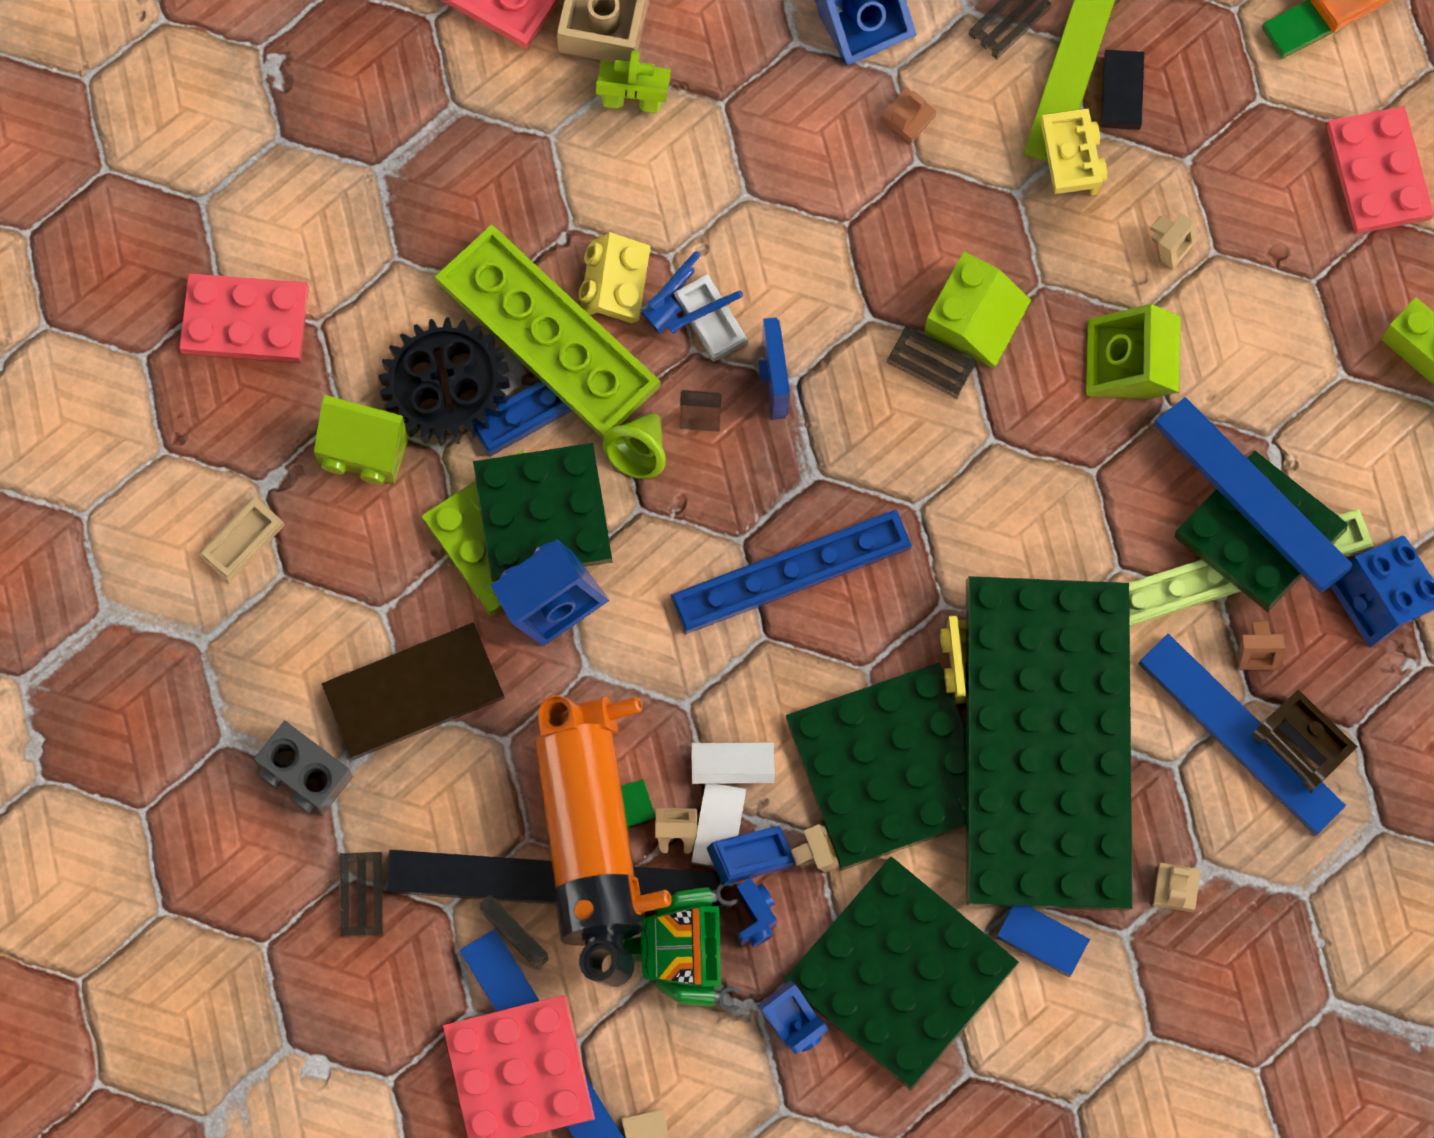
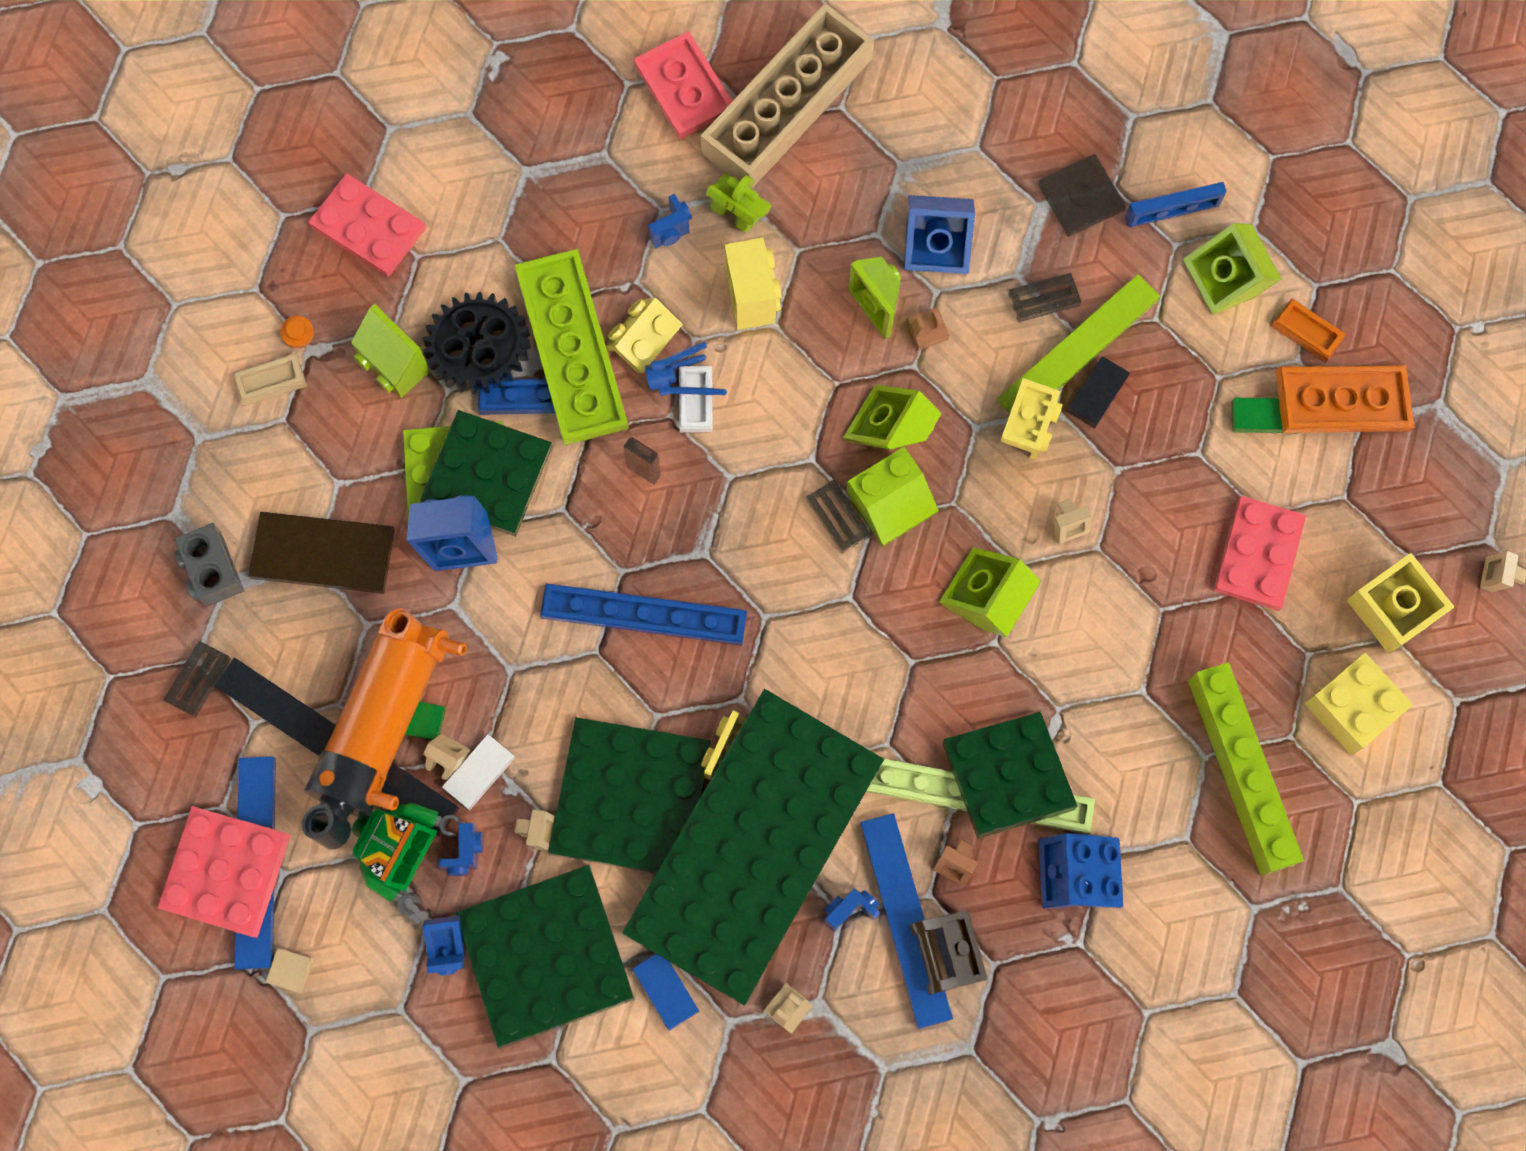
camera: 30 degrees right, 0 degrees up
(240, 472) = (297, 332): none -> orange plate
(513, 932) = (283, 766): clear smoke tile -> none
(577, 151) = (671, 228): none -> blue bracket
(636, 447) = (585, 462): lime hat -> none
(702, 164) = (752, 283): none -> light yellow brick
(732, 763) = (515, 731): white tile -> none
(751, 855) = (485, 806): blue tile -> none
(773, 368) = (714, 458): blue plate -> none
(838, 105) = (876, 290): none -> lime slope
(930, 229) = (893, 418): none -> lime slope
(1173, 758) = (841, 909): none -> blue bracket
(1253, 495) = (1016, 745): blue tile -> none

